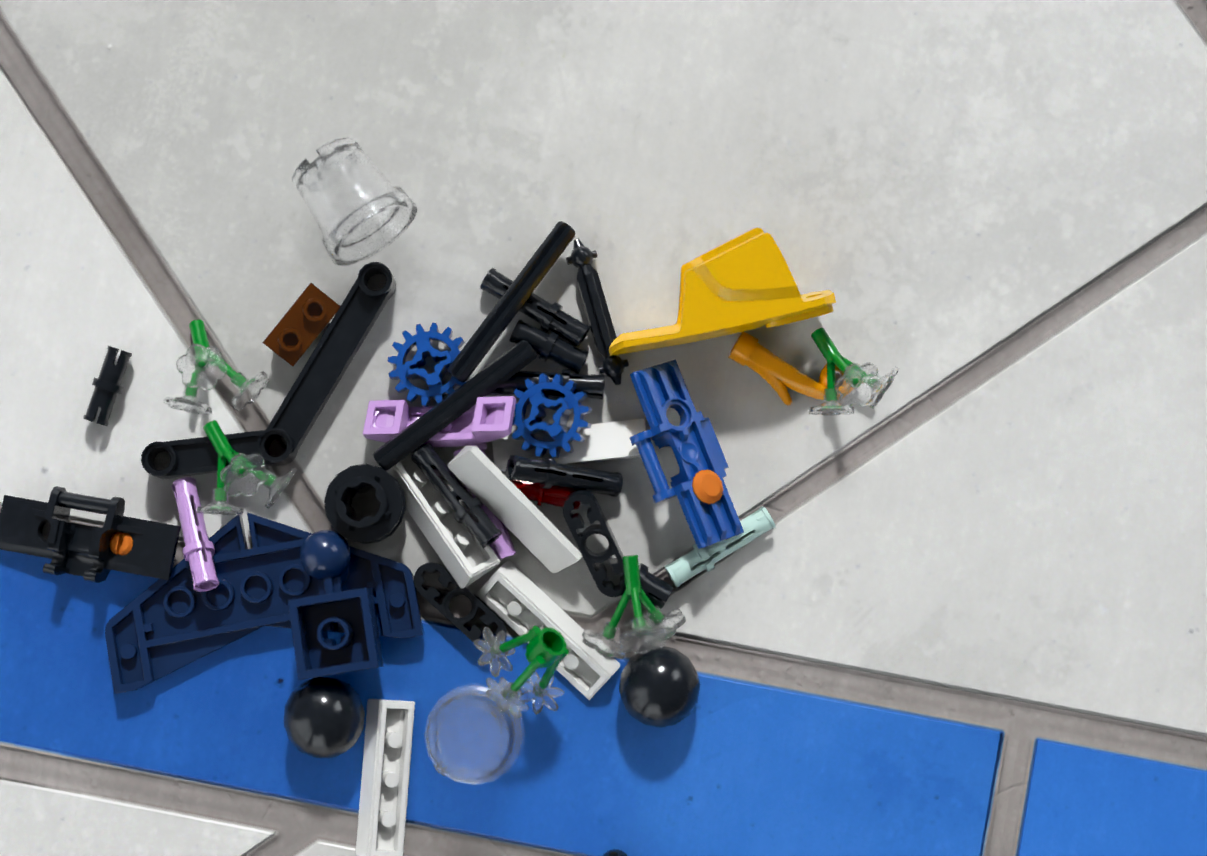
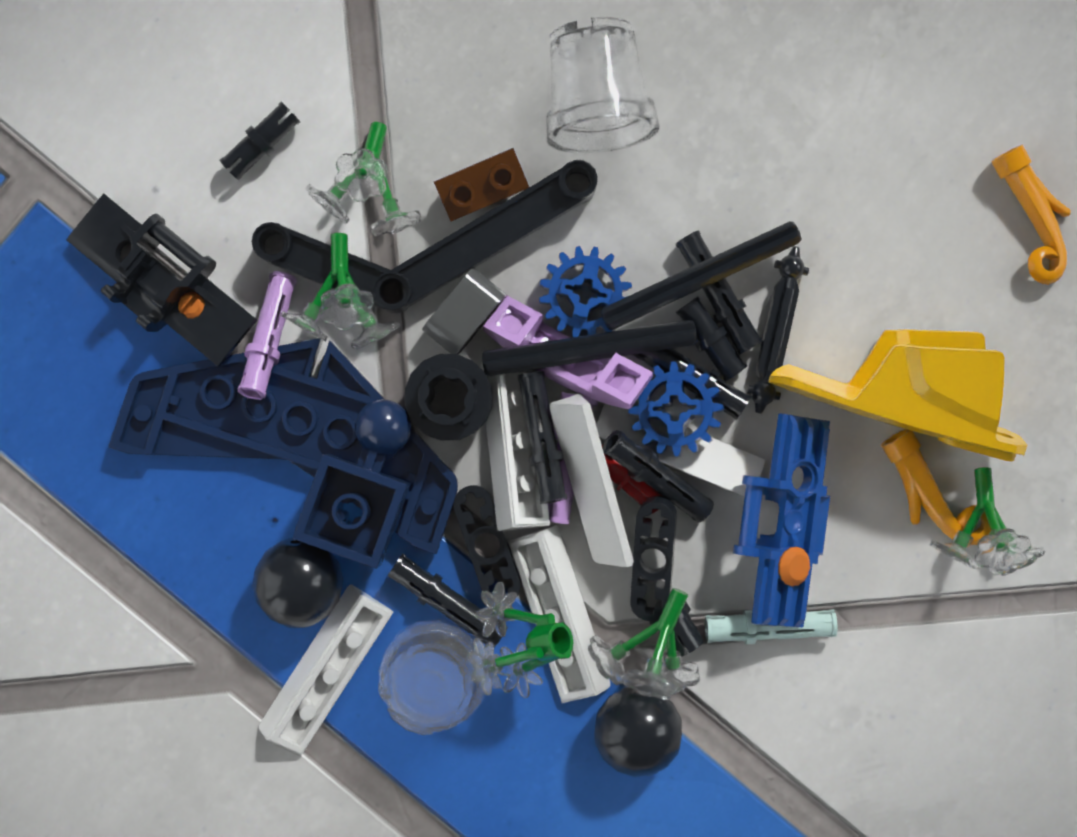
camera: 30 degrees right, 5 degrees up
(341, 431) = (464, 312): none -> dark grey beam
(444, 667) = (441, 597): none -> black pin
(748, 105) = (1039, 207): none -> light orange plant

